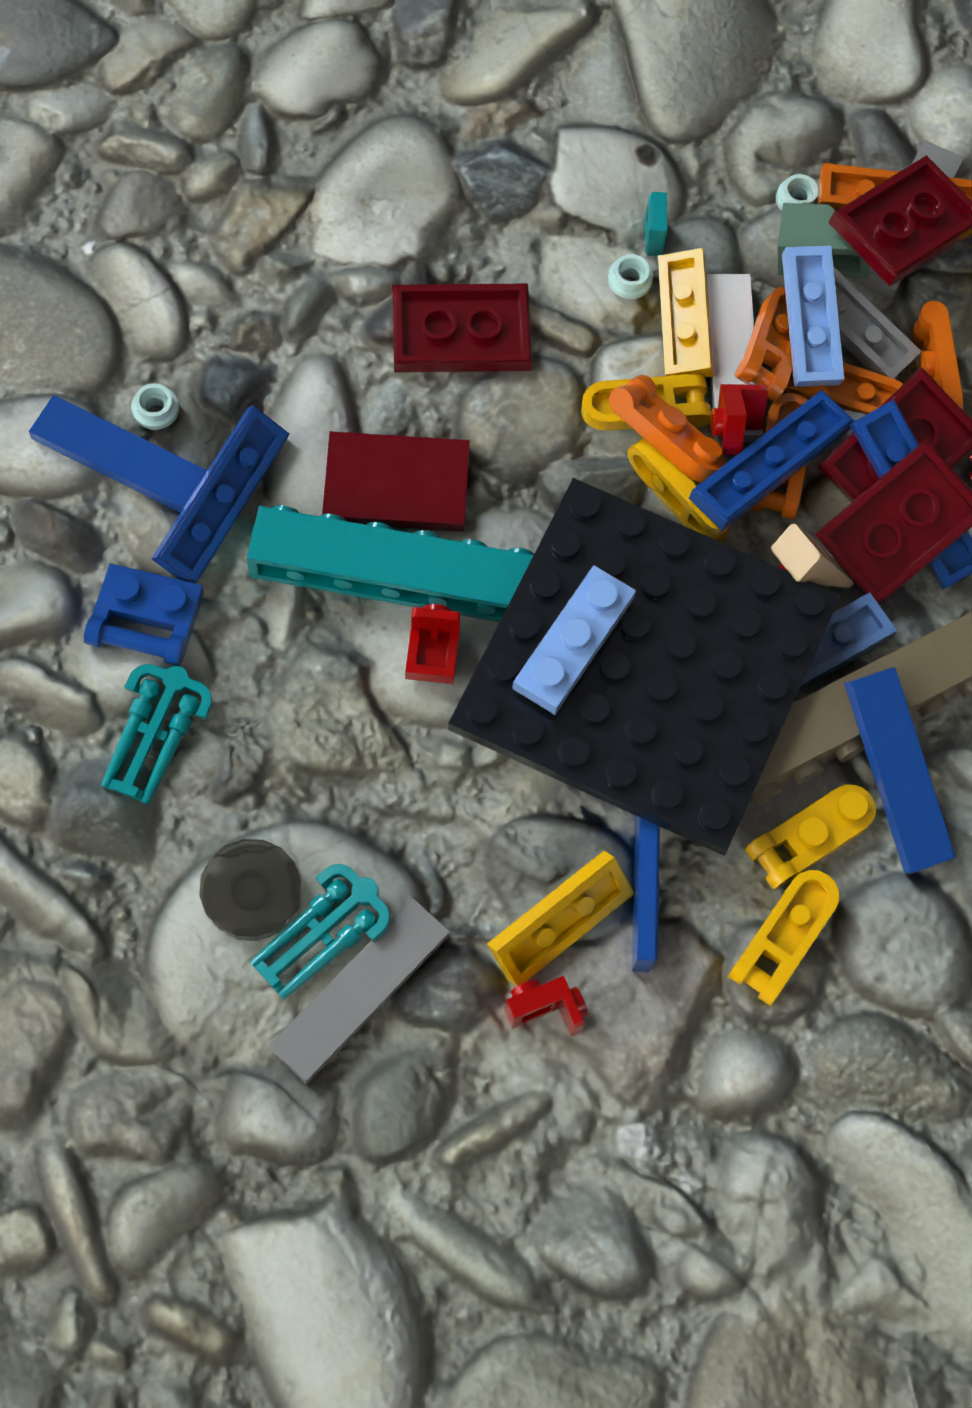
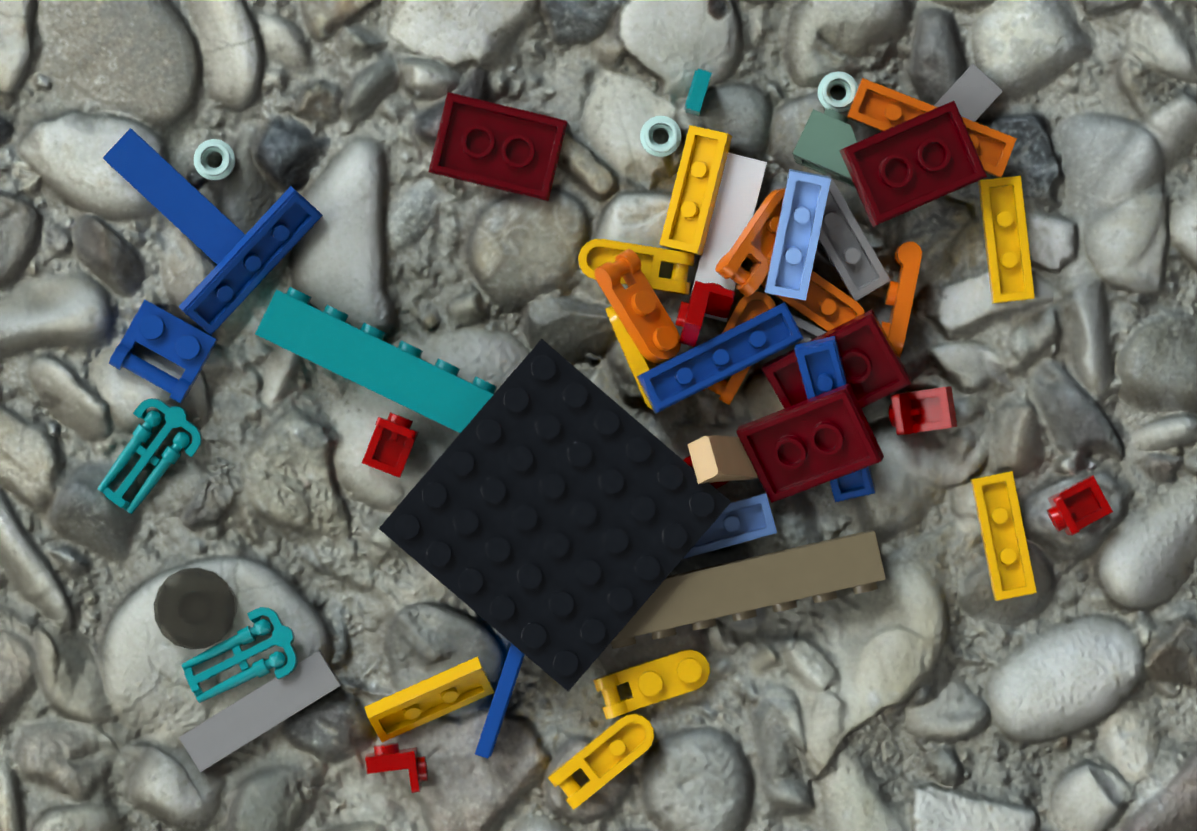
camera: 25 degrees right, 20 degrees up
(397, 480) = (402, 282): dark red tile -> none
(573, 640) = (496, 490): light blue plate -> none
(899, 770) = (733, 655): blue tile -> none

